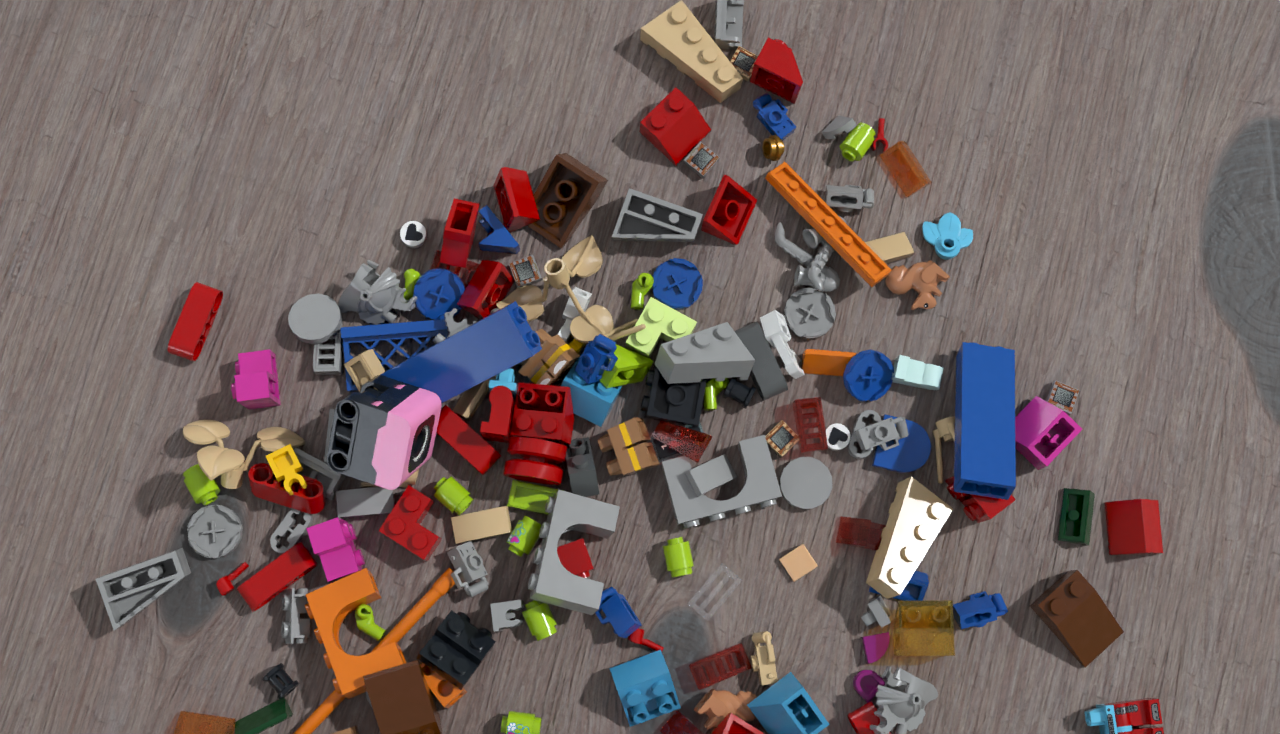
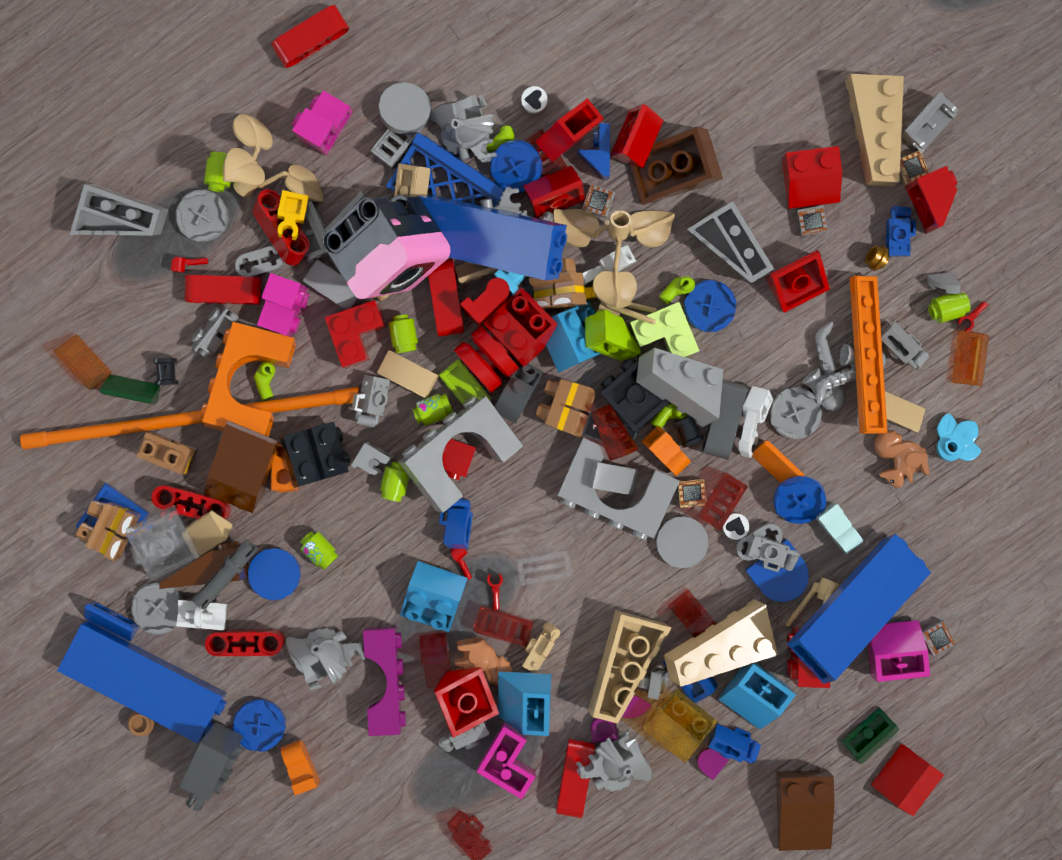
camera: 50 degrees right, 10 degrees up
(596, 359) = (595, 318): blue piece -> none
(678, 557) = (537, 519): lime brick -> none
(691, 643) = (495, 591): none -> red hand
(734, 420) = (666, 450): none -> orange leg
(798, 562) = (625, 597): light nougat slope -> none
(841, 617) = (624, 663): none -> tan wedge
(964, 555) = (757, 695): none -> dark azure slope
(973, 640) = (711, 762): none -> magenta tile

